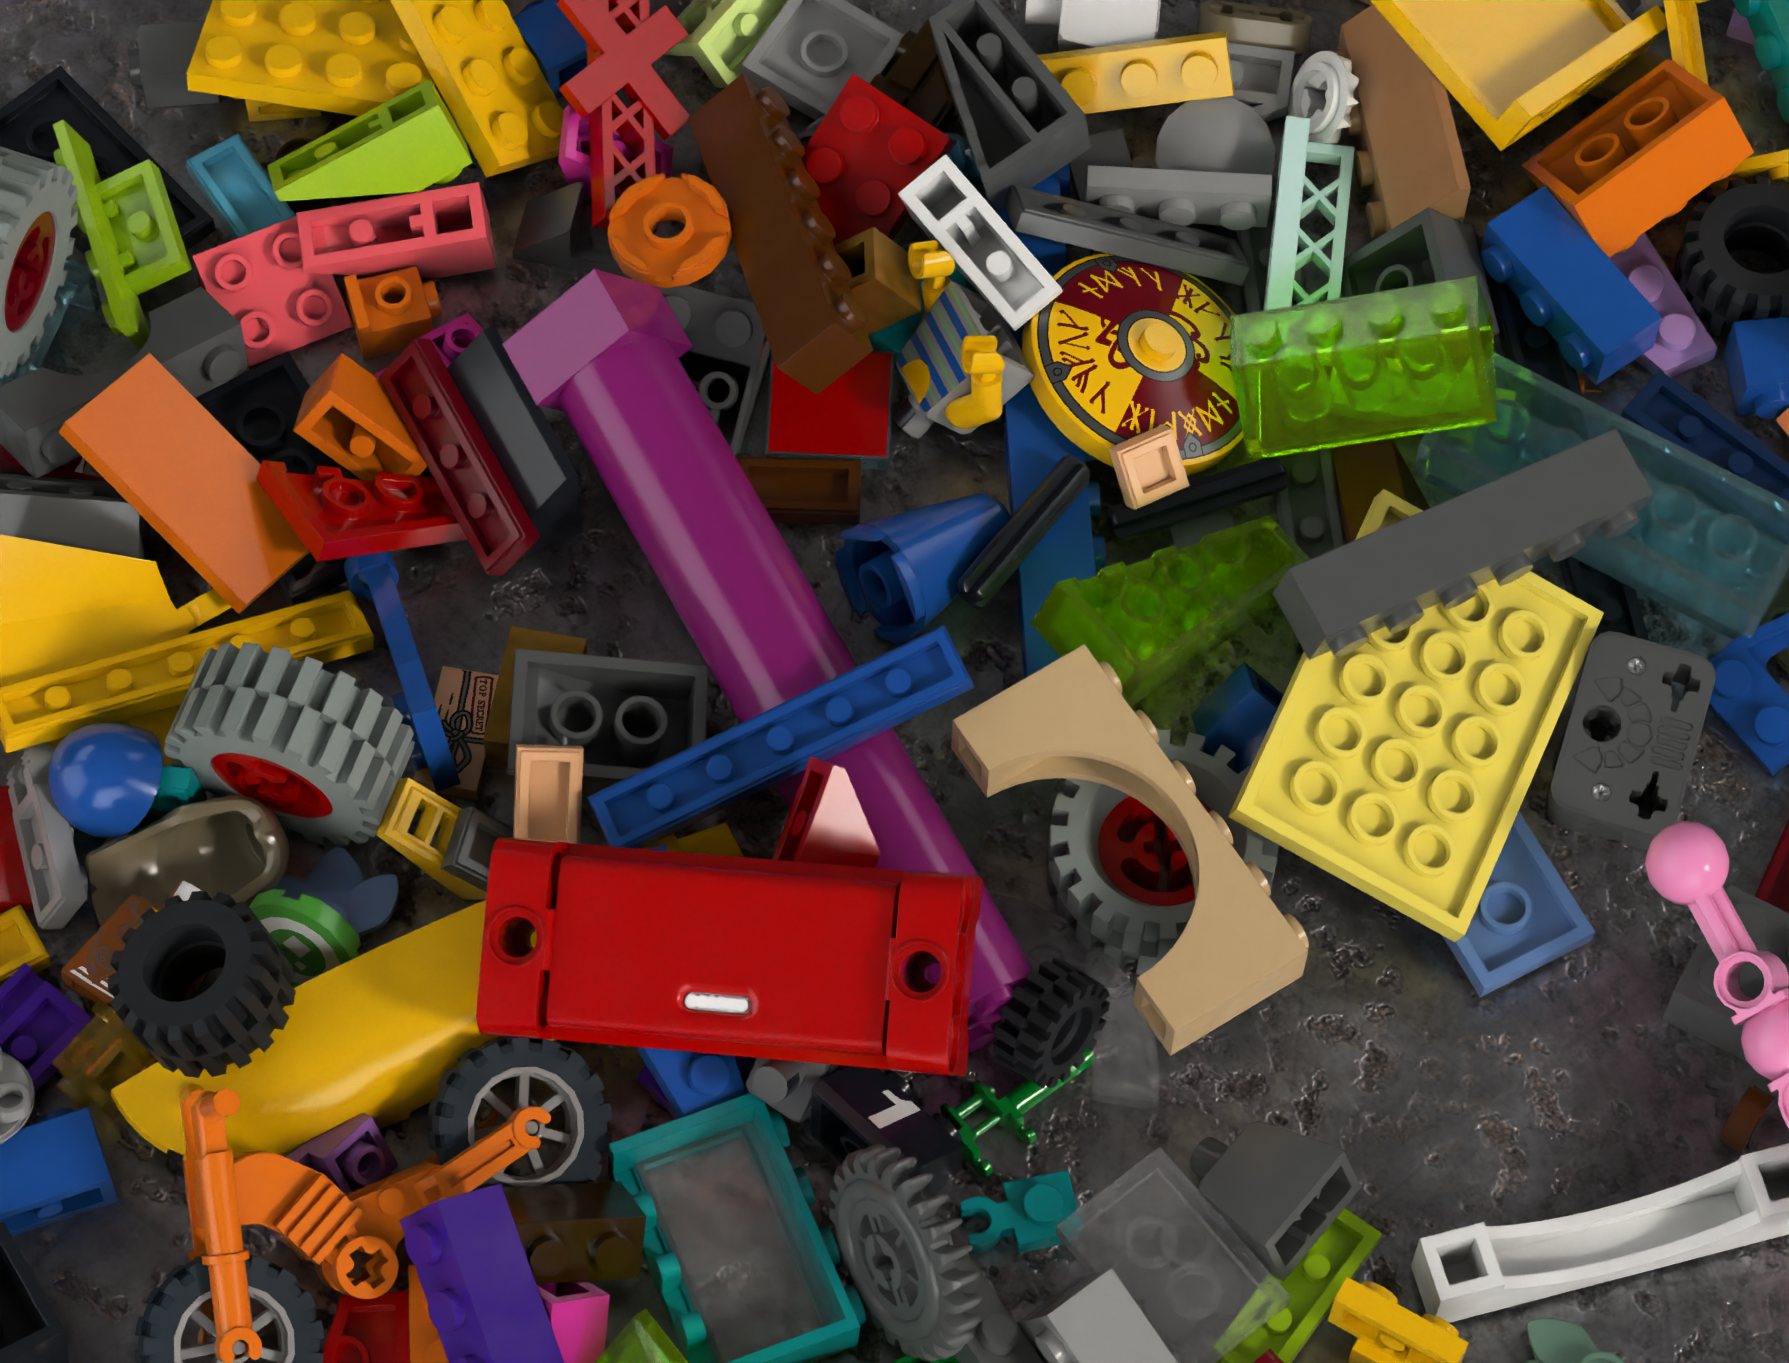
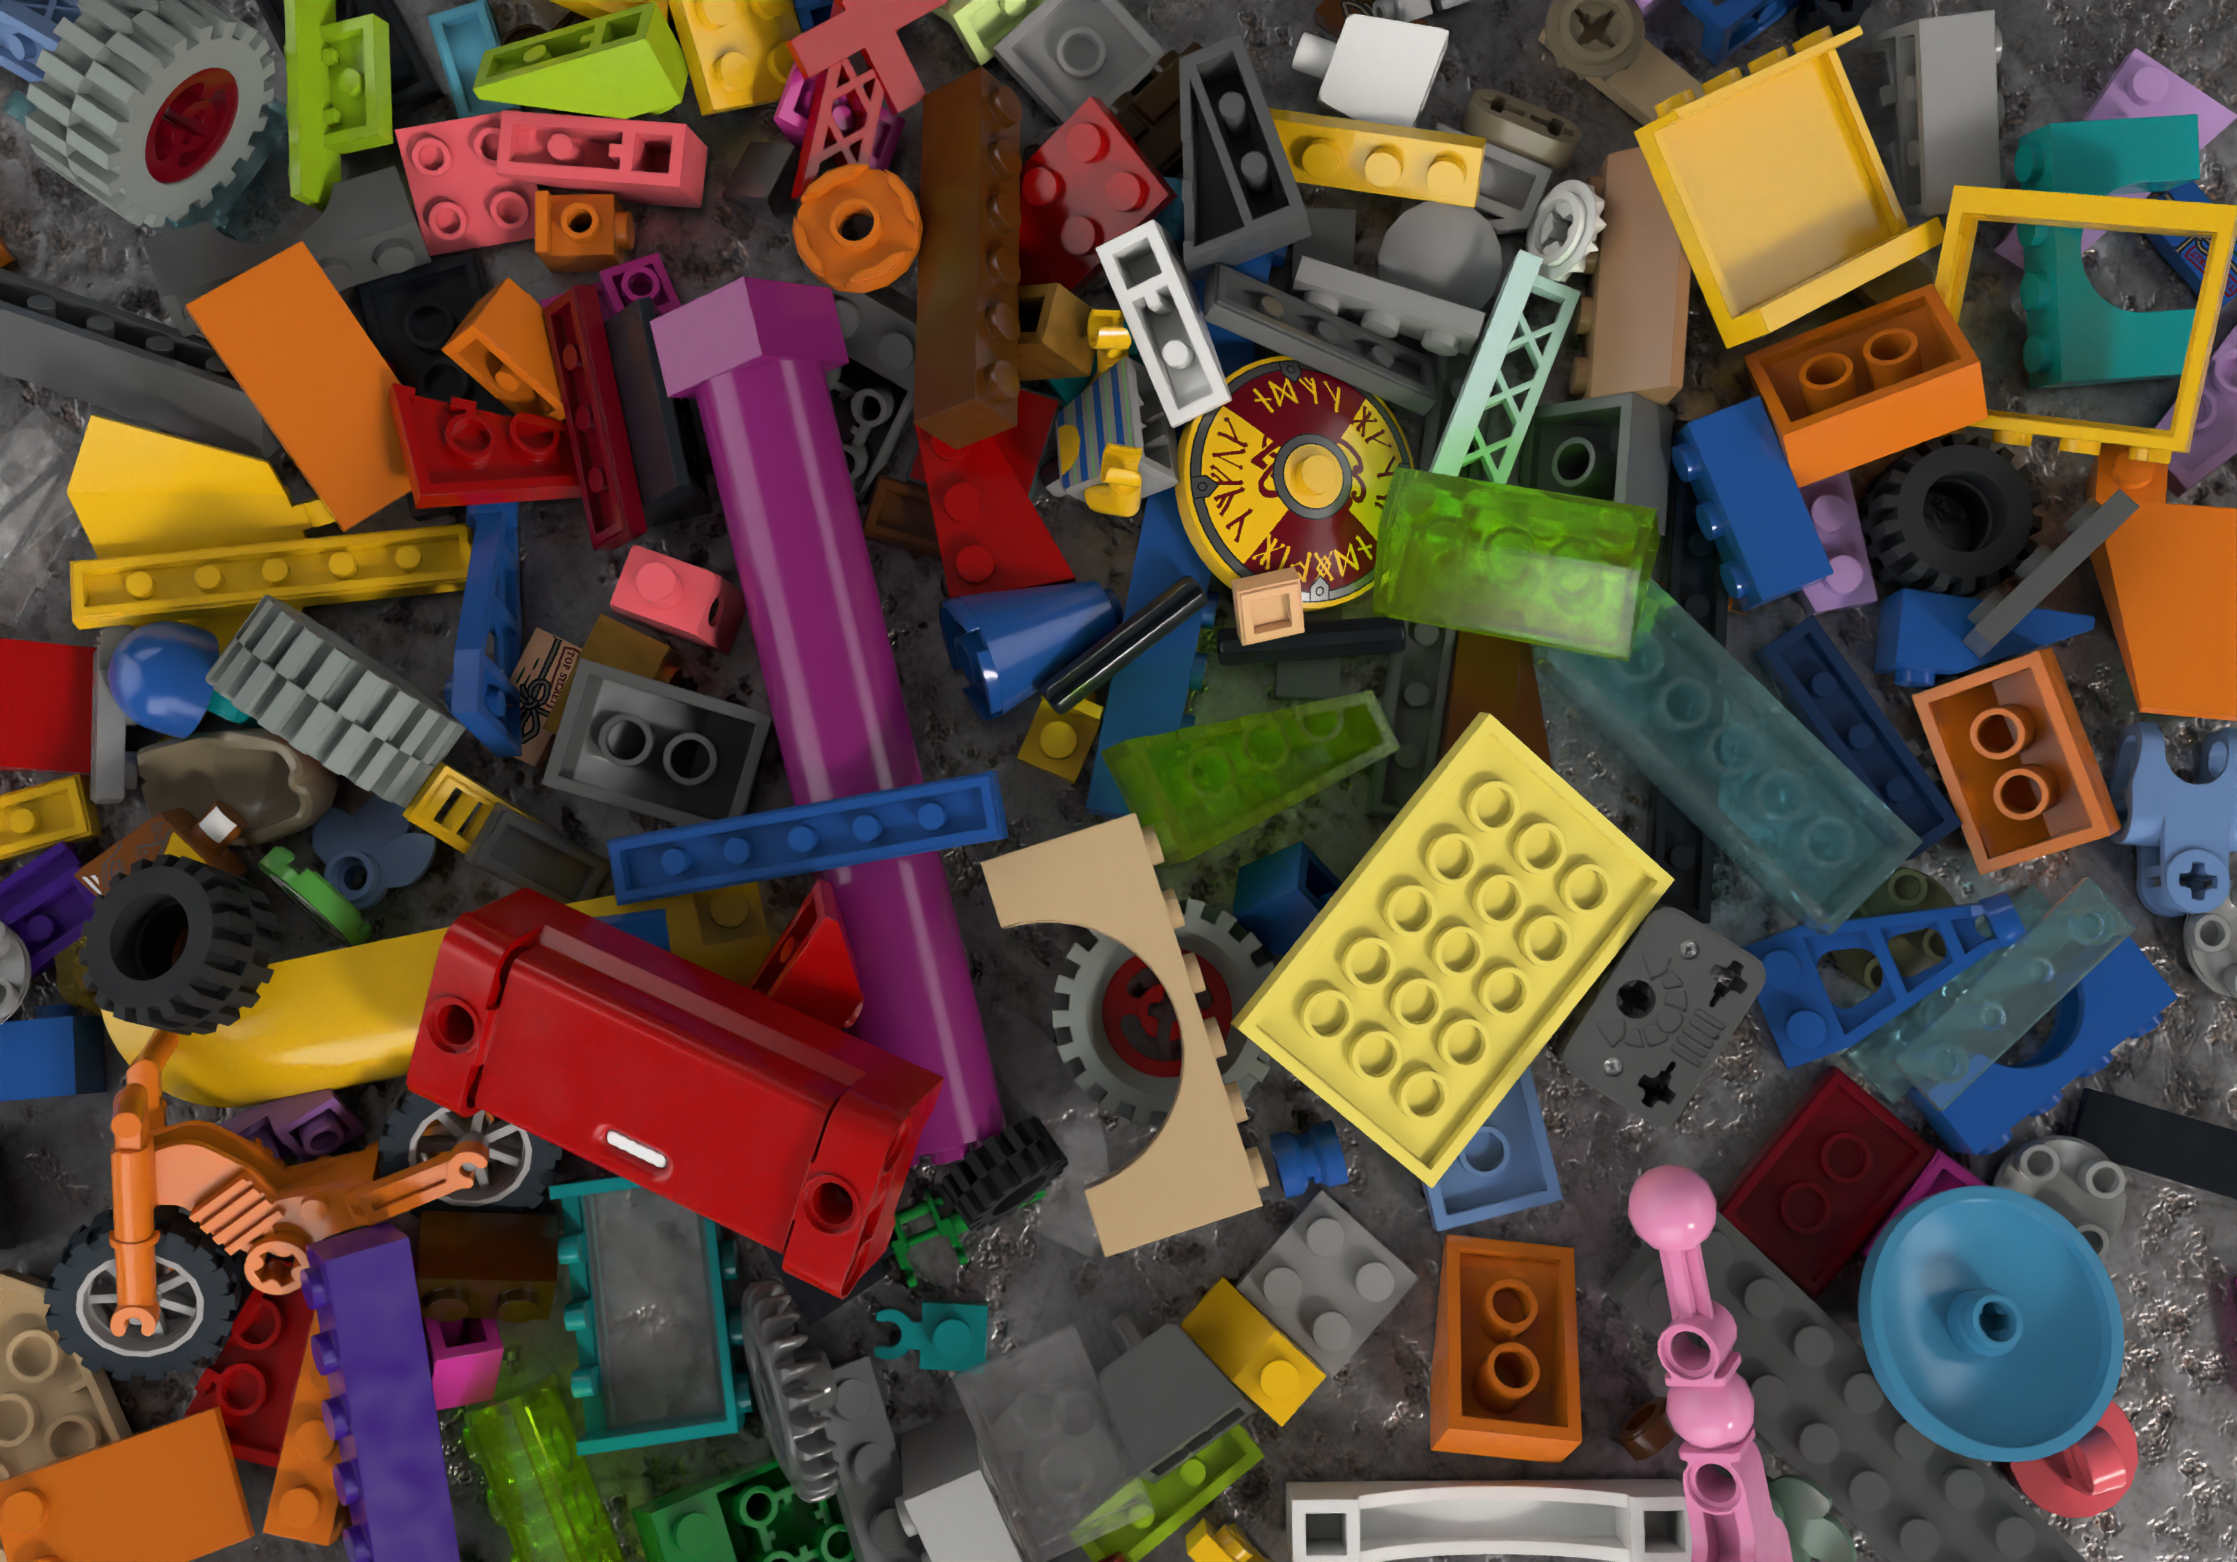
camera: 15 degrees right, 20 degrees up
(548, 792) = (572, 833): light nougat tile -> none
(582, 597) = (678, 599): none -> coral torso
(848, 458) = (986, 521): none -> red wing
(987, 639) = (1062, 741): none -> yellow bracket
(1341, 957) = (1307, 1158): none -> blue wheel
(1370, 1137) = (1253, 1351): none -> yellow slope
(1392, 1072) = (1326, 1282): none -> light grey plate
(1463, 544) = (1552, 803): dark grey brick -> none
(1585, 1087) = (1506, 1351): none -> orange slope

